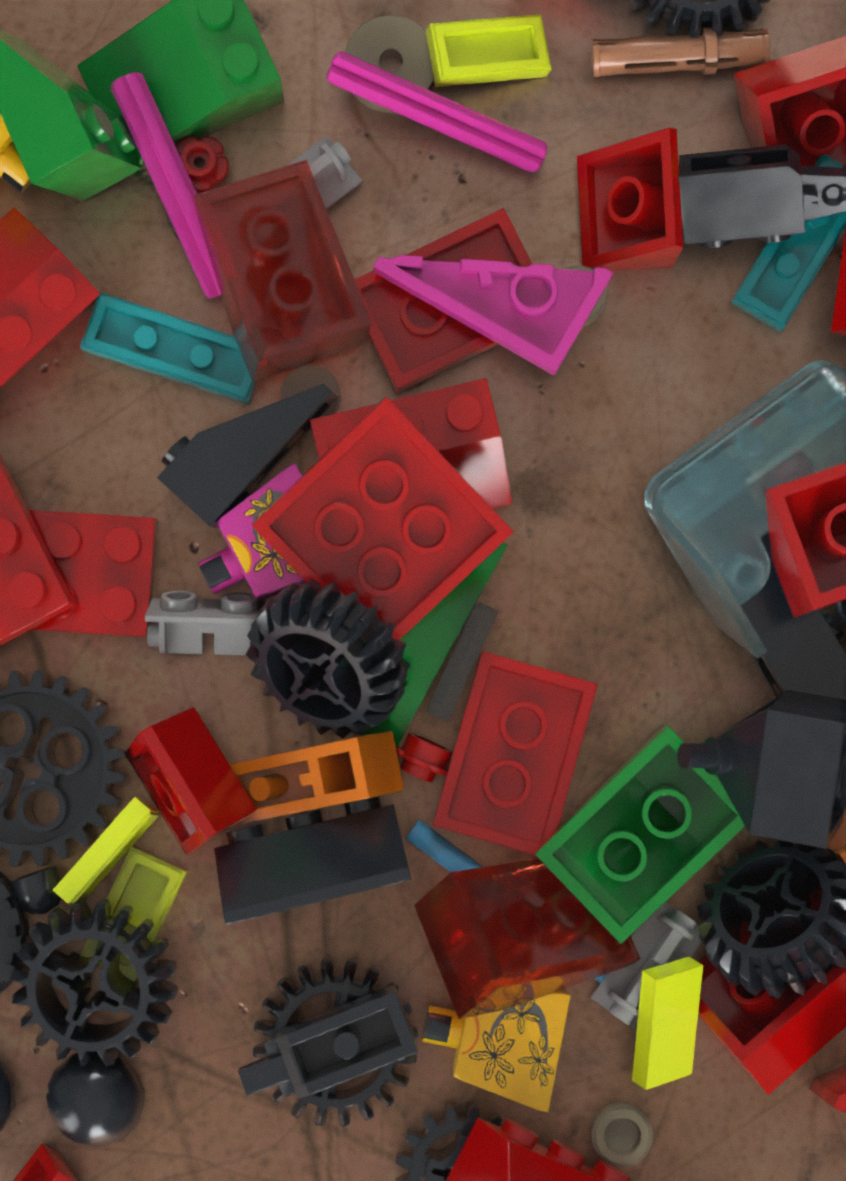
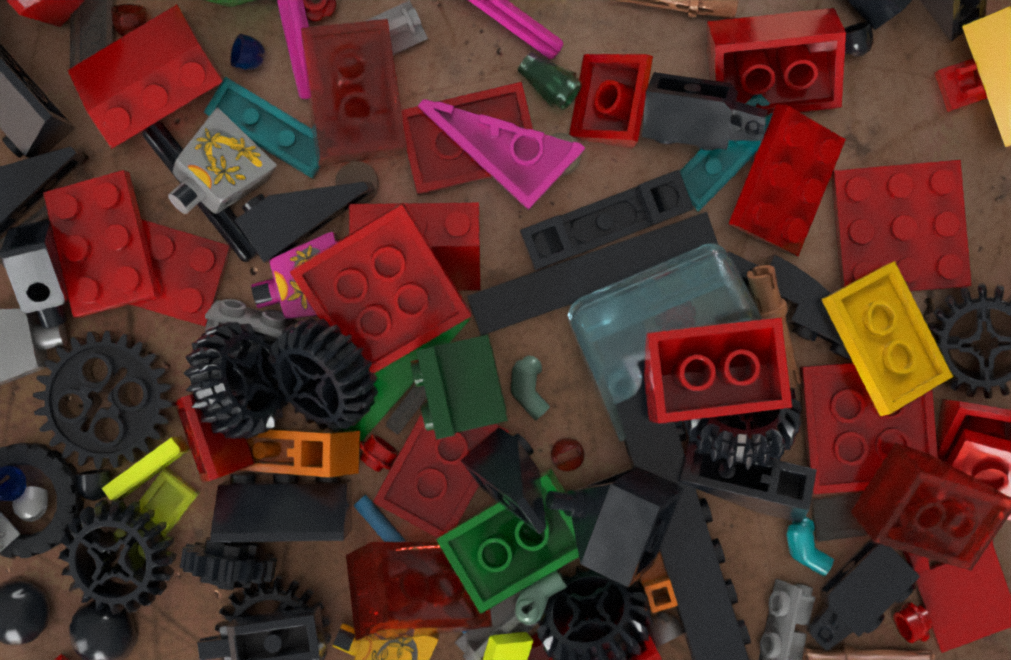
camera: 25 degrees right, 5 degrees up
(99, 453) = (168, 151): none -> black axle
(120, 411) = (219, 166): none -> light grey torso
(121, 253) = (246, 52): none -> clear blue hinge
(206, 698) = (238, 388): none -> black gear
(253, 954) = (228, 563): none -> black gear
(522, 628) = (459, 386): none -> dark green bracket
(543, 199) = (553, 82): none -> clear green cone
(602, 618) = (524, 386): none -> sand green arm
(615, 741) = (509, 476): none -> black slope
(631, 460) = (585, 274): none -> black tile
(663, 367) = (606, 220): none -> black slope
(675, 689) = (564, 445): none -> clear red hinge
(691, 903) = (534, 598): none -> sand green arm

